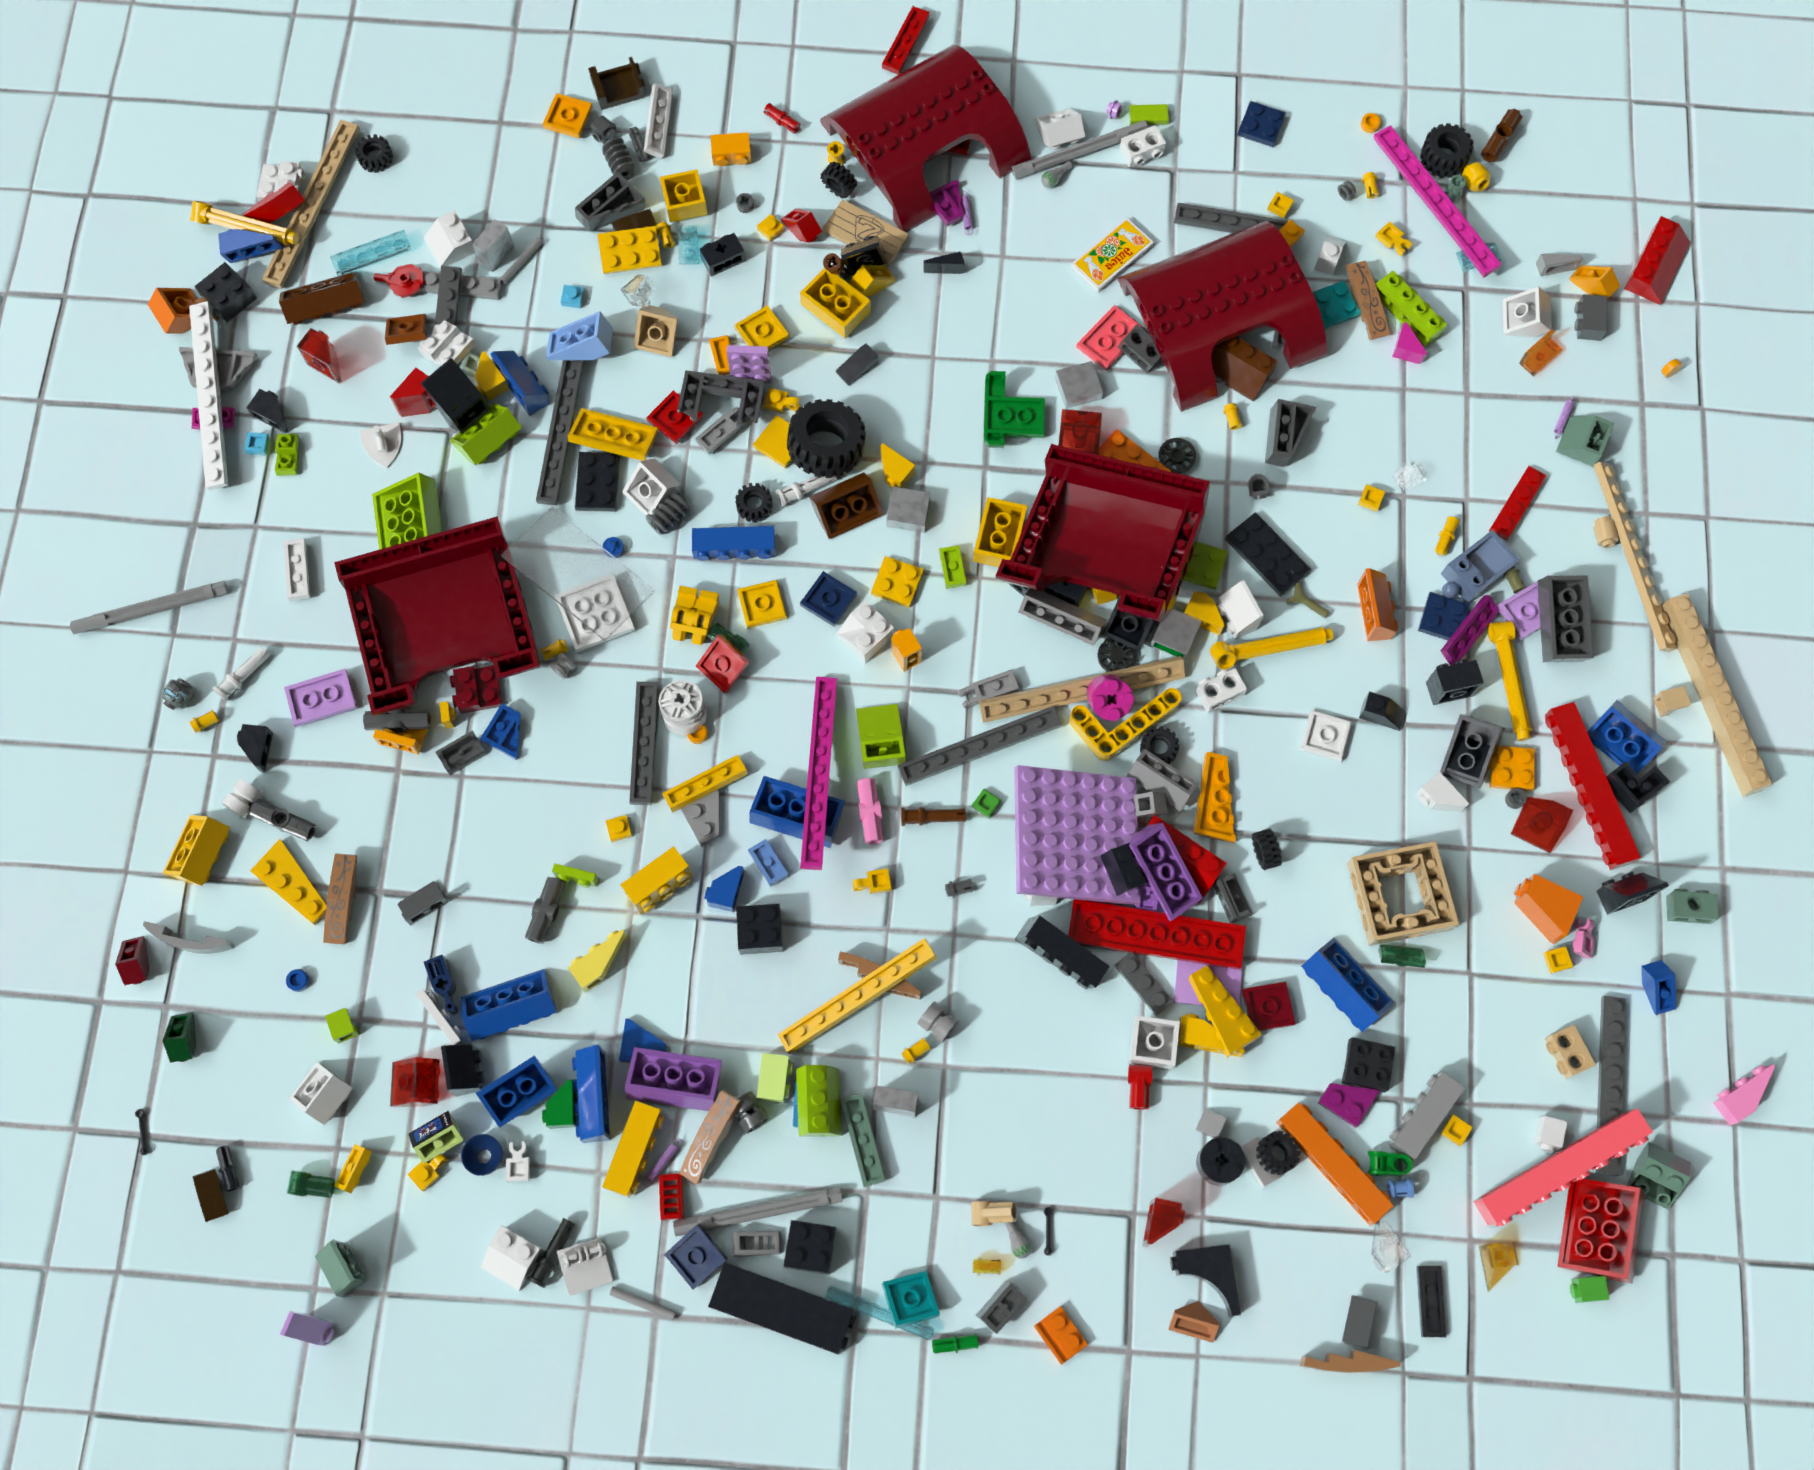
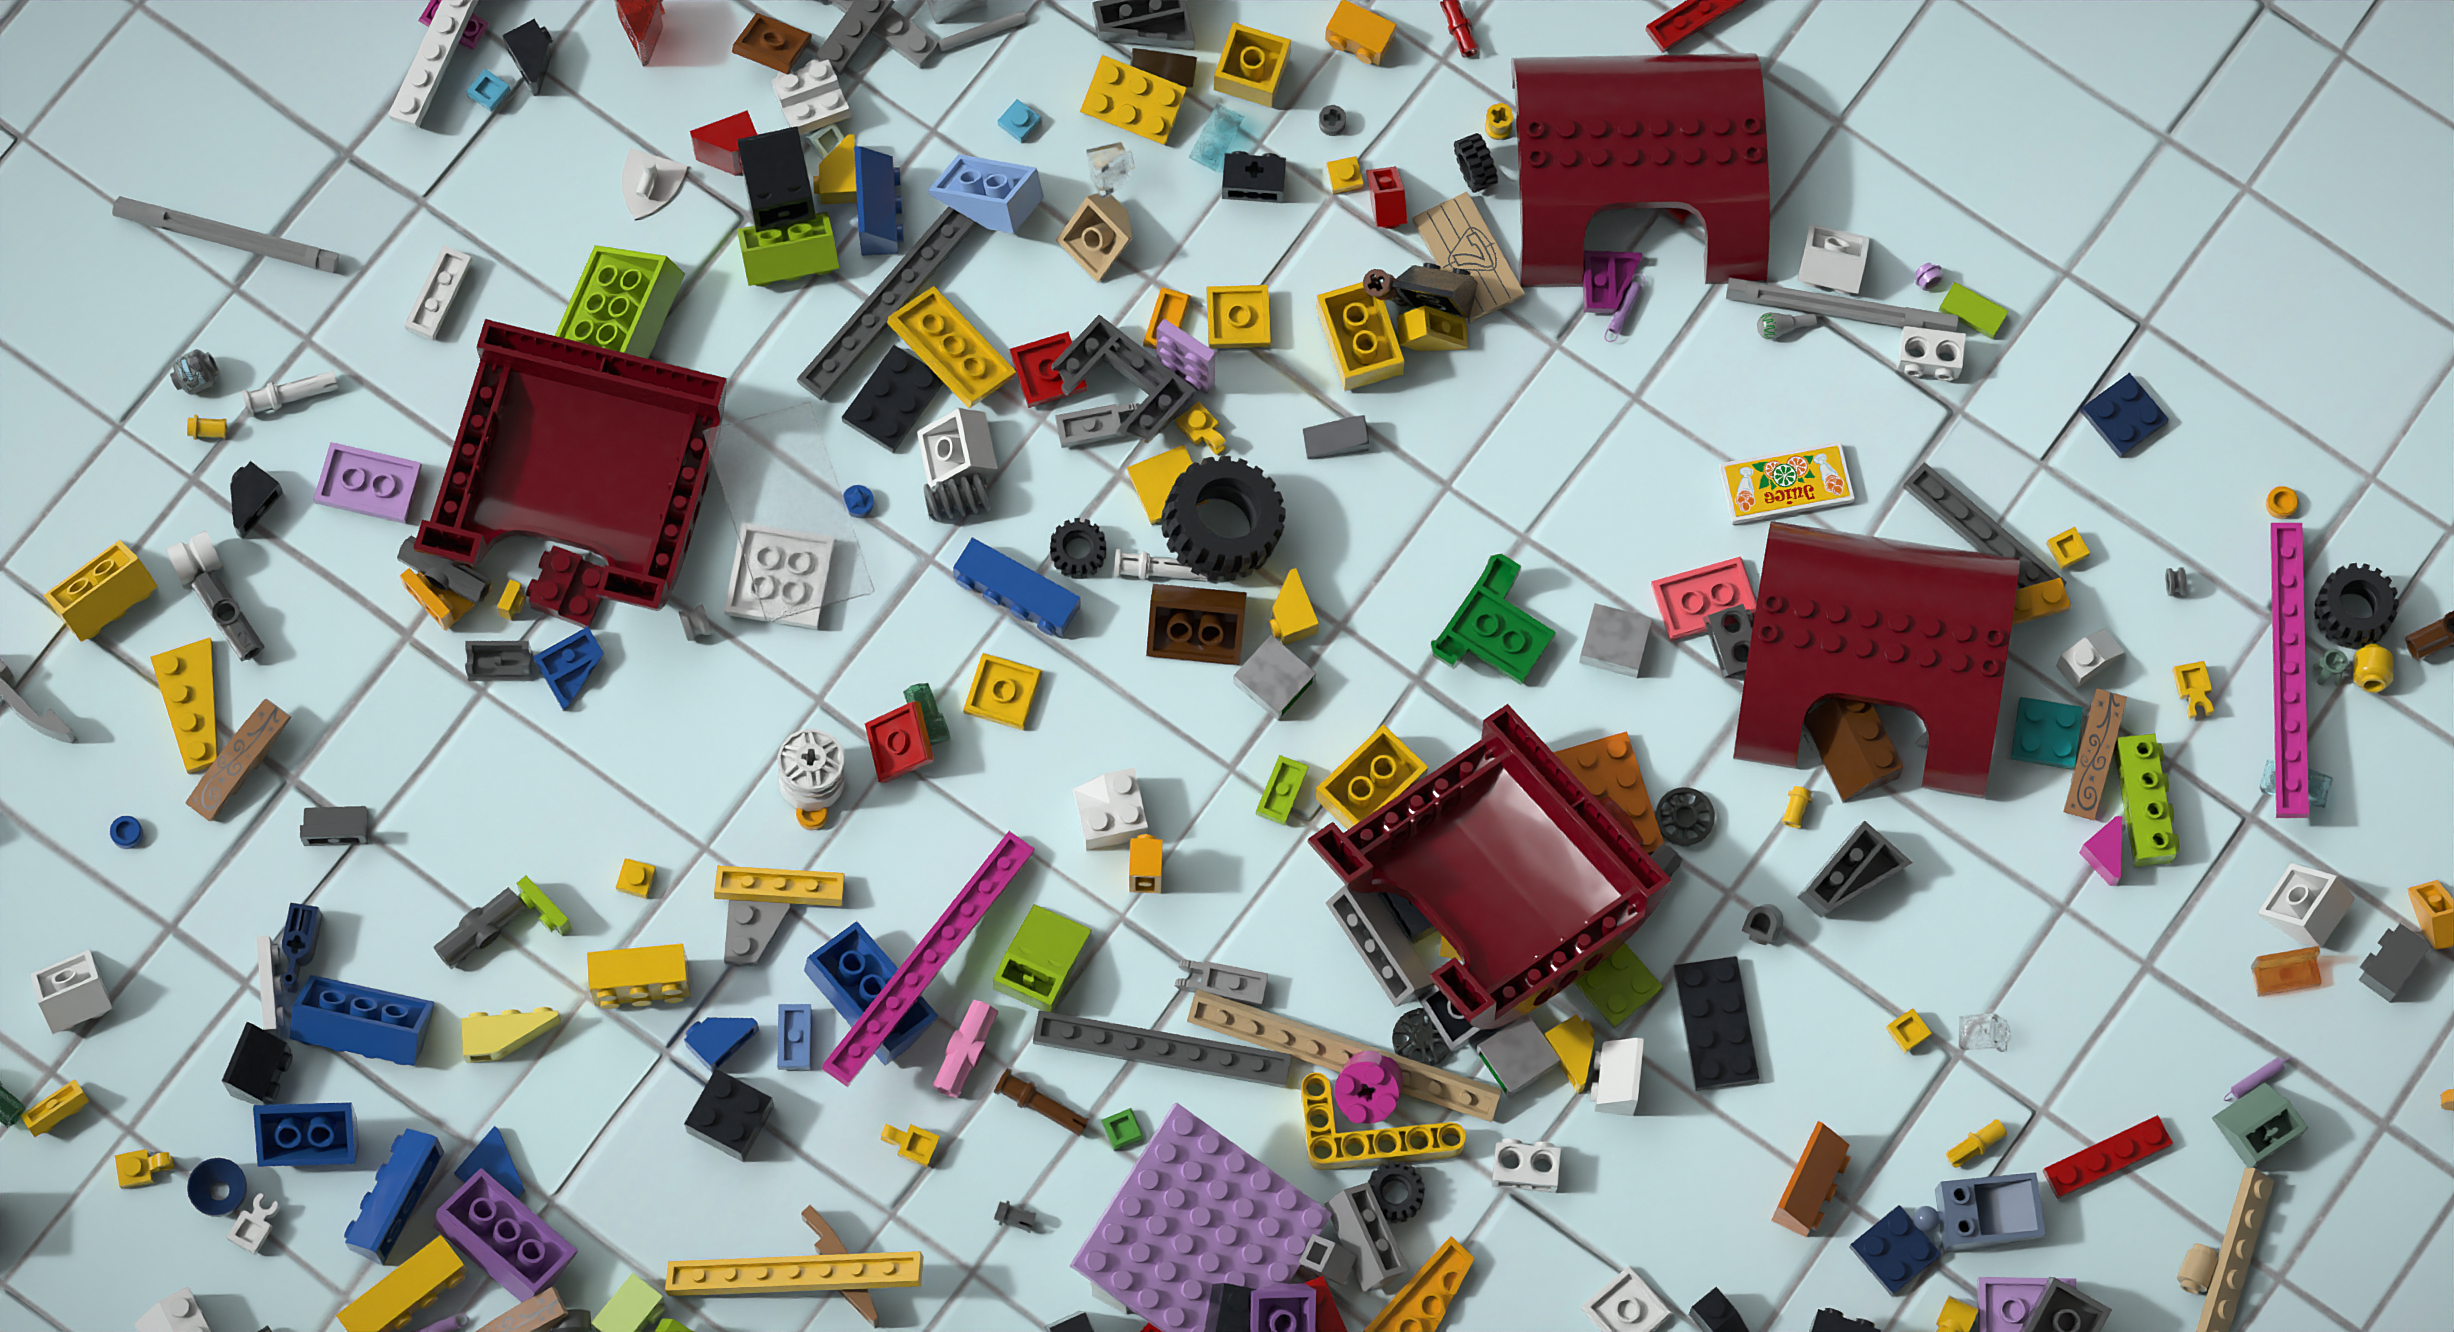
camera: 30 degrees right, 0 degrees up
(287, 454) = (519, 127): lime slope -> none
(341, 1026) = (144, 922): lime panel -> none
(415, 1082) = (191, 1048): clear red slope -> none
(435, 1137) = (175, 1130): brick -> none
(554, 649) = (699, 594): yellow pin -> none
(560, 1108) = (346, 1187): green slope -> none
(643, 743) = (735, 786): dark grey plate -> none
(663, 230) = (1195, 106): yellow pin -> none
(693, 614) = (903, 653): yellow hips -> none
(828, 599) = (1092, 736): dark blue plate -> none
(897, 581) = (1197, 766): yellow plate -> none
(945, 264) = (1551, 367): black slope -> none
(1080, 430) = (1568, 709): clear red slope -> none
(1227, 655) = (1563, 1124): yellow piece -> none
(1300, 597) = (1719, 1107): olive piece -> none
(1369, 180) = (2216, 592): yellow pin -> none
(1470, 630) = (1913, 1288): magenta plate -> none
(1514, 580) = (2026, 1258): olive pin -> none
(1557, 263) = (2400, 858): light grey slope -> none

